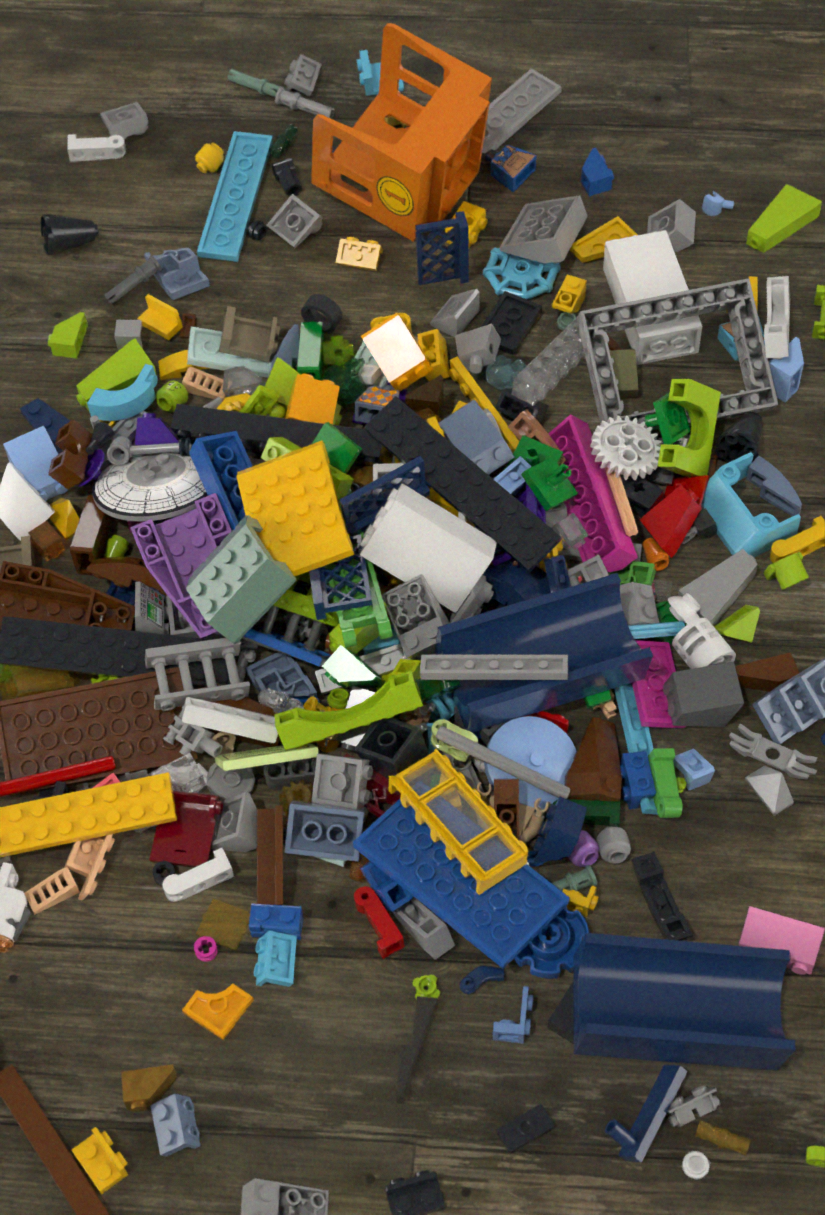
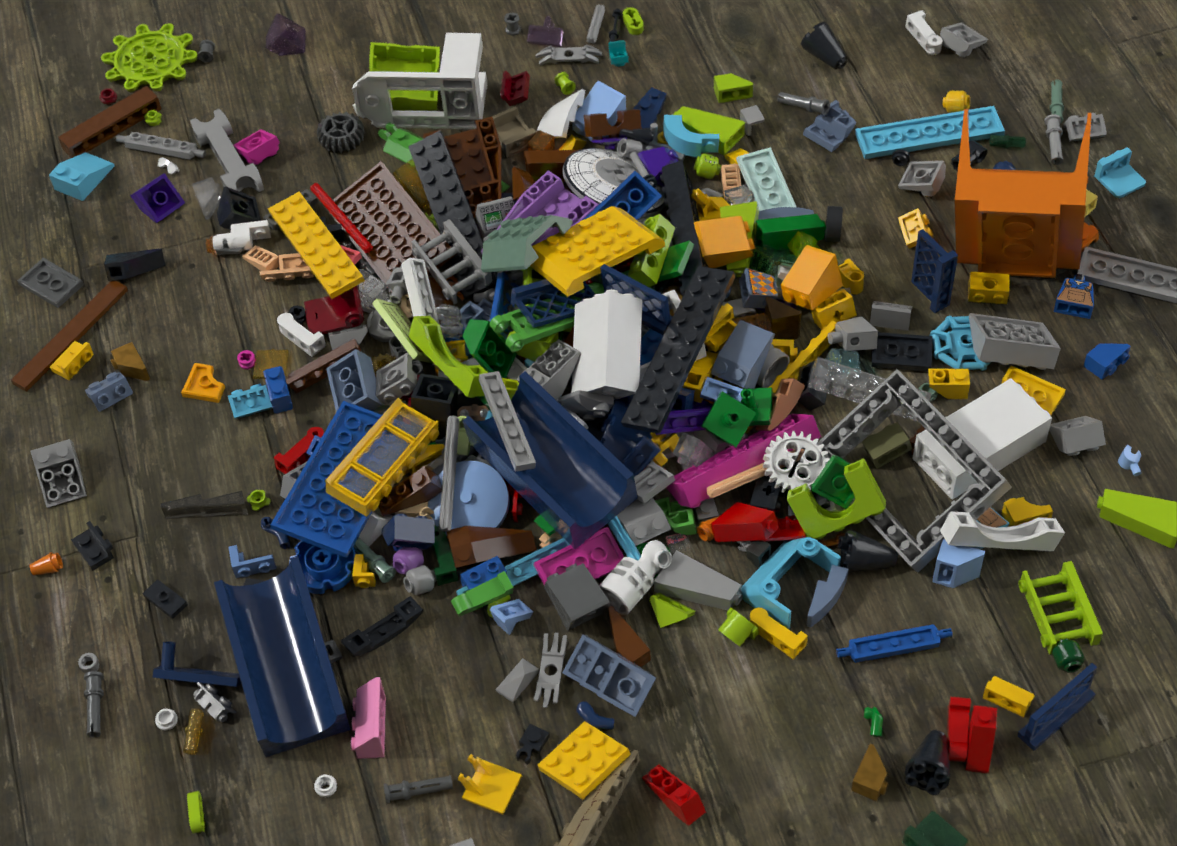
camera: 70 degrees right, 5 degrees down
(160, 318) = (776, 133): yellow panel -> none
(187, 321) = (784, 153): reddish brown piece -> none
(248, 337) = (783, 184): dark tan panel -> none
(263, 402) = (709, 209): lime plate -> none

